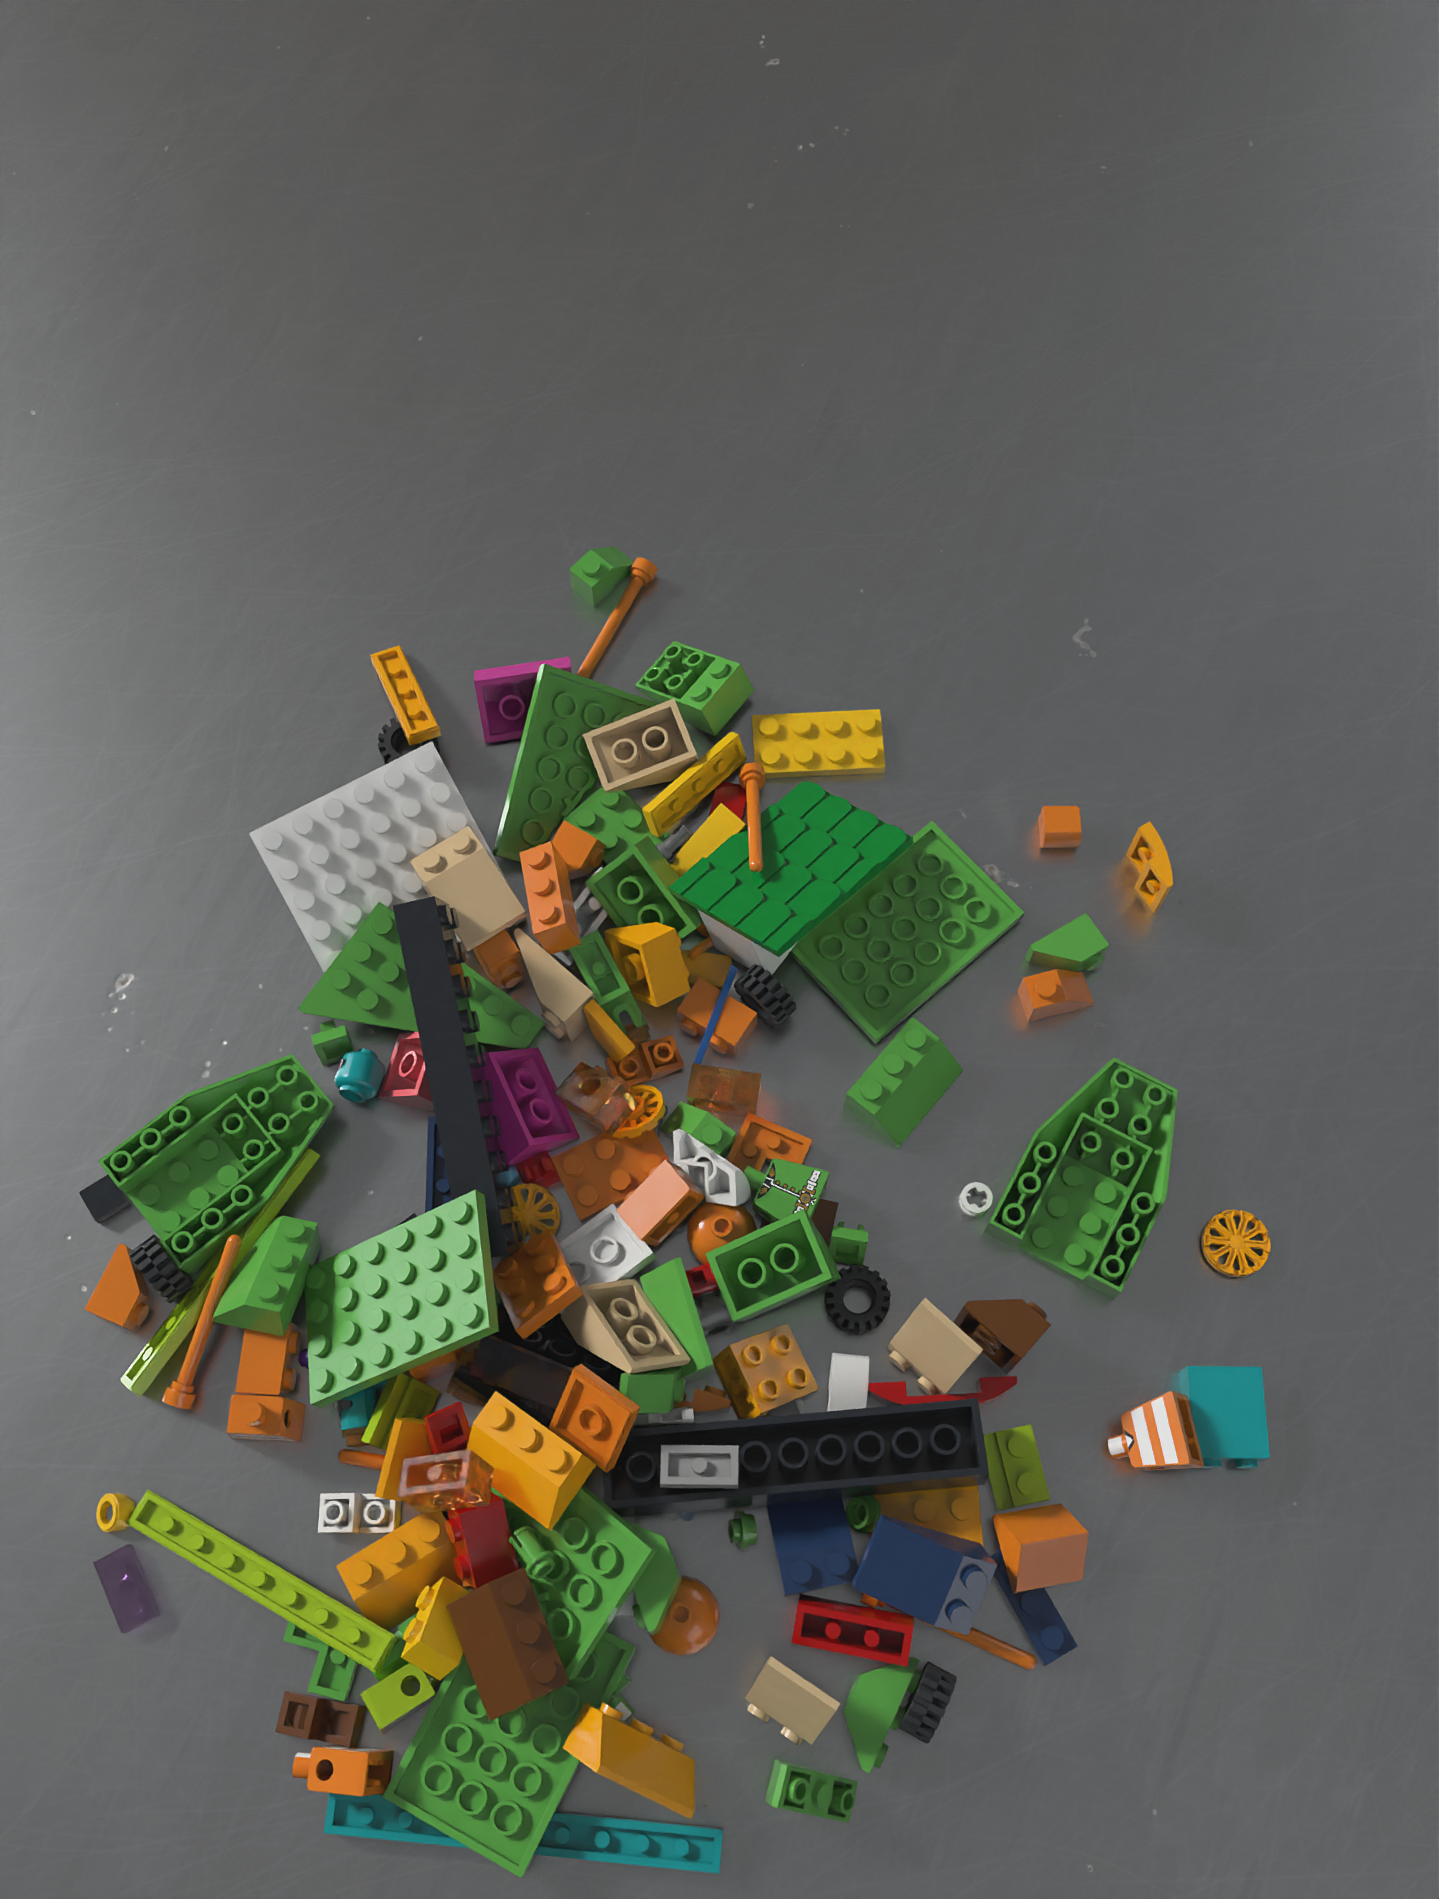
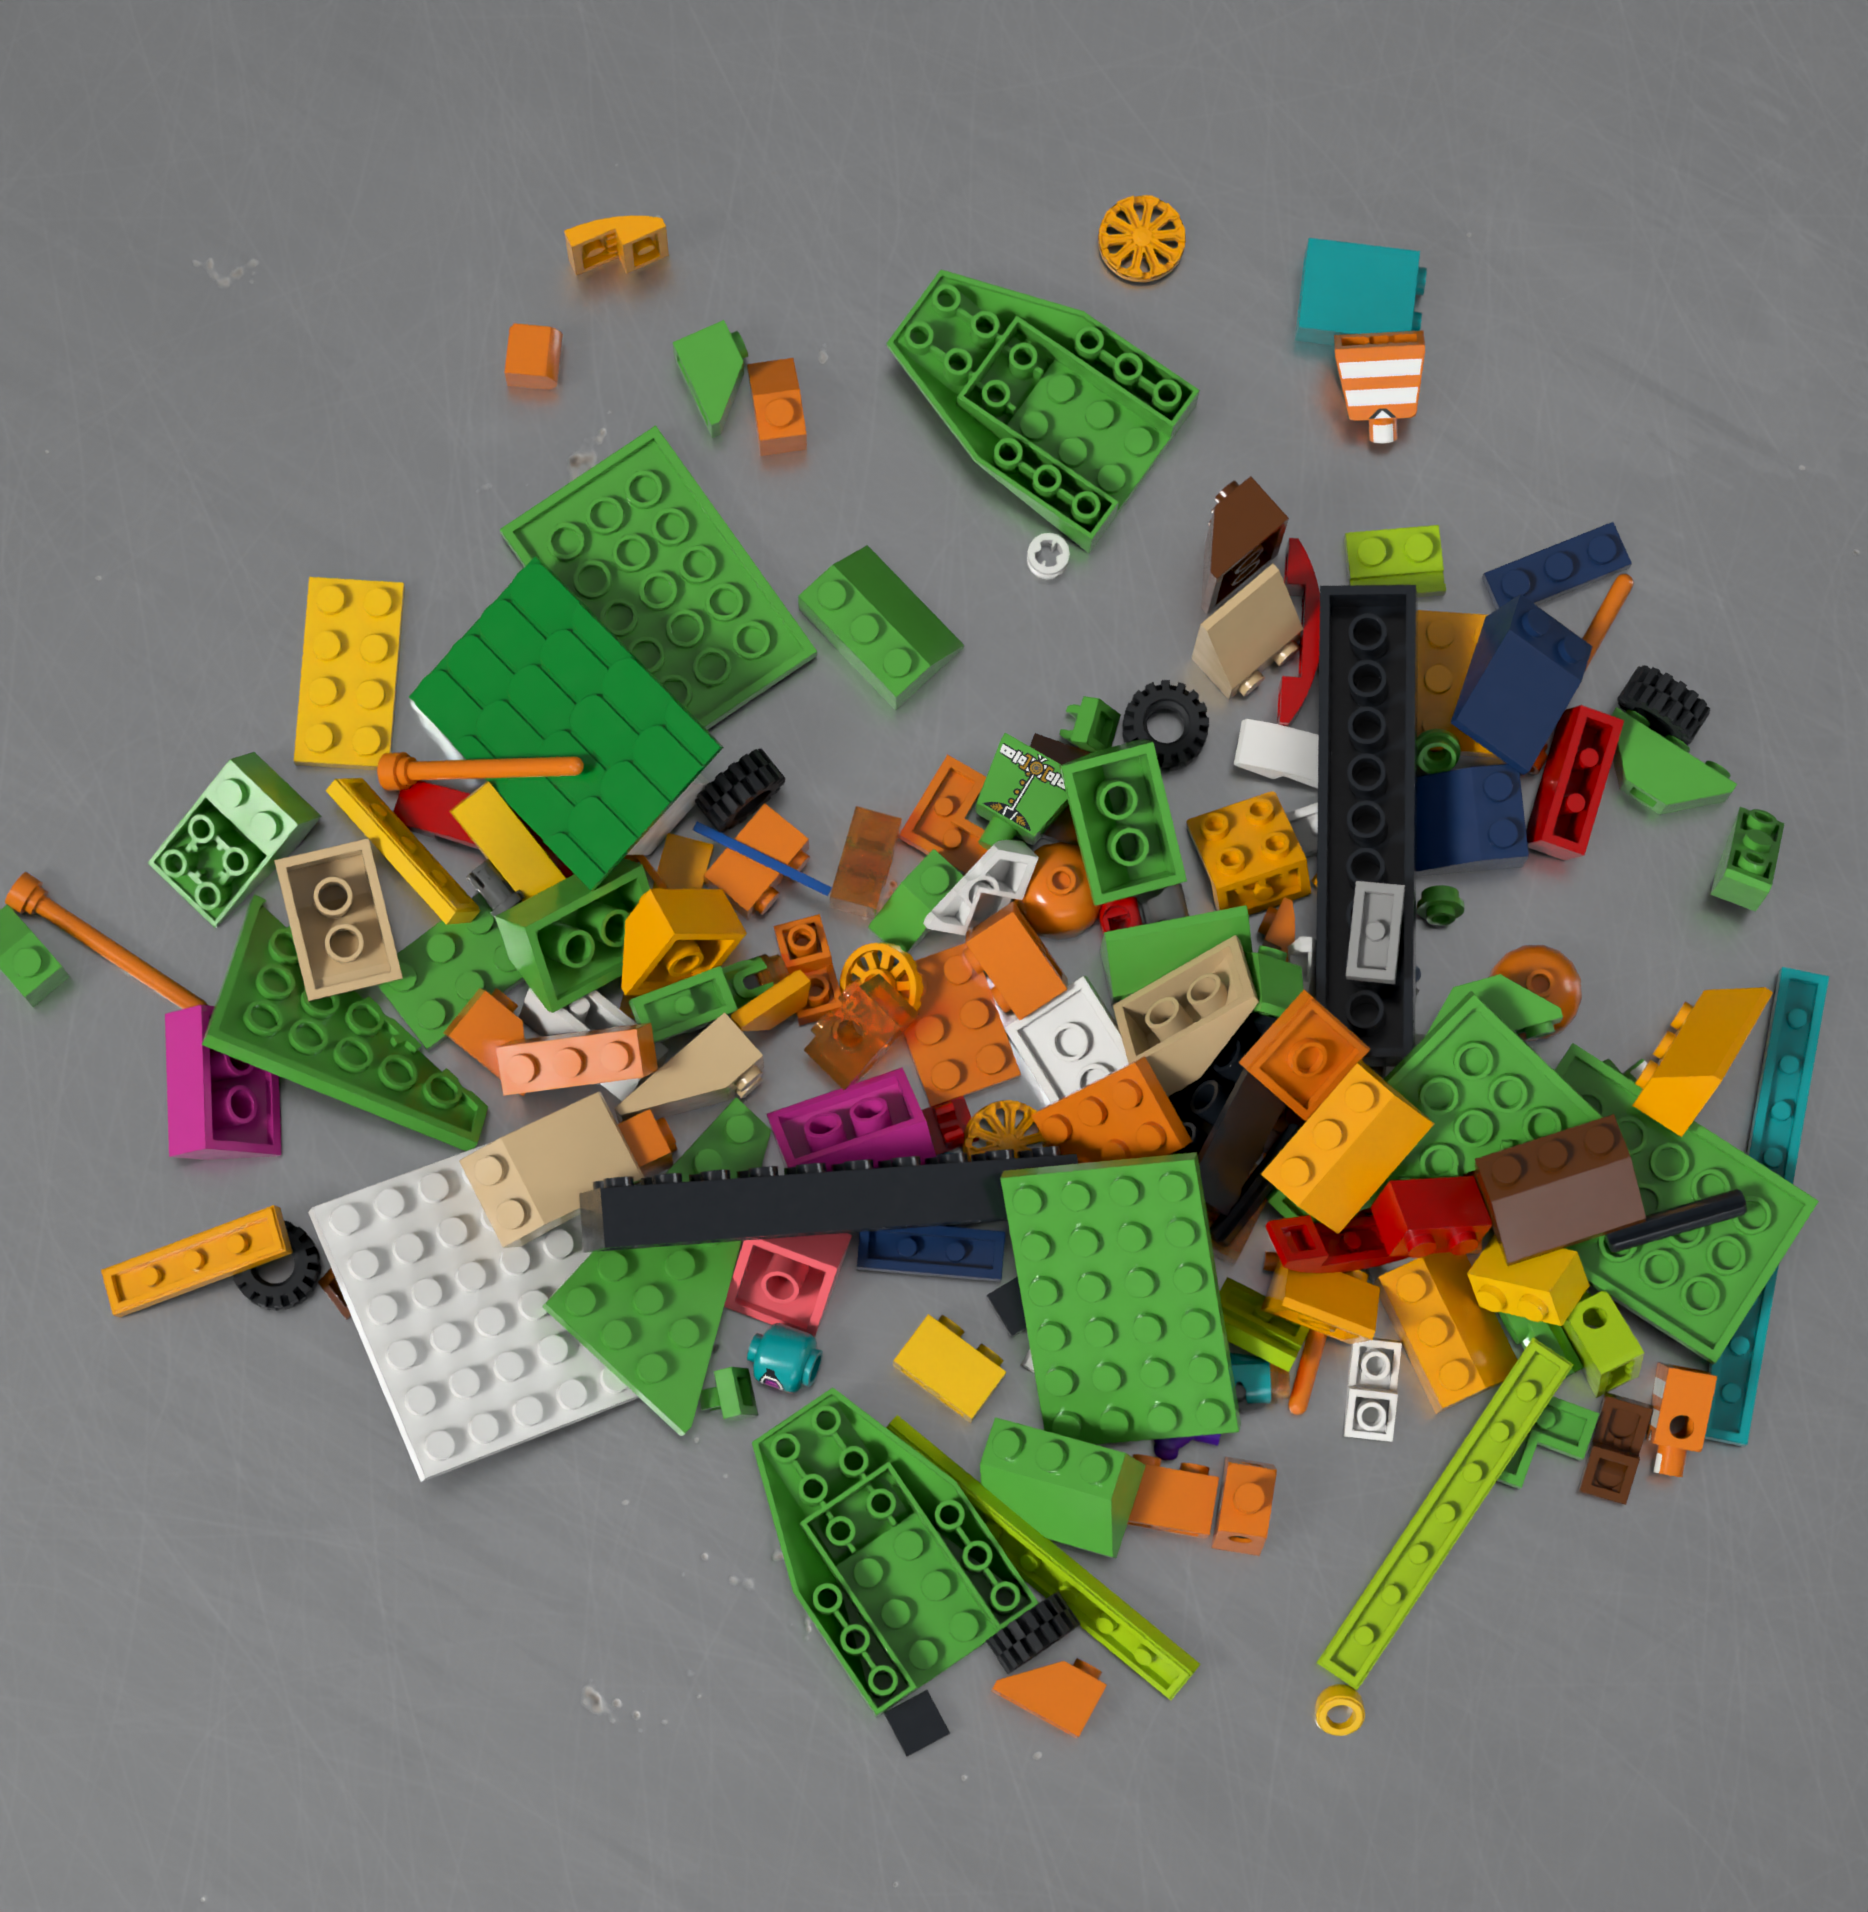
camera: 90 degrees left, 10 degrees up
(126, 1588) = (1437, 1692): clear purple plate -> none
(181, 1392) = (1195, 1615): orange piece -> none
(358, 1191) = (950, 1366): none -> yellow brick
(446, 1481) = (1366, 1244): clear orange brick -> none
(495, 1754) = (1679, 1220): none -> black axle
(537, 1559) = (1456, 1149): bright green pin -> none
(790, 1701) = (1649, 865): tan slope -> none
(1041, 1547) = (1494, 543): orange slope -> none

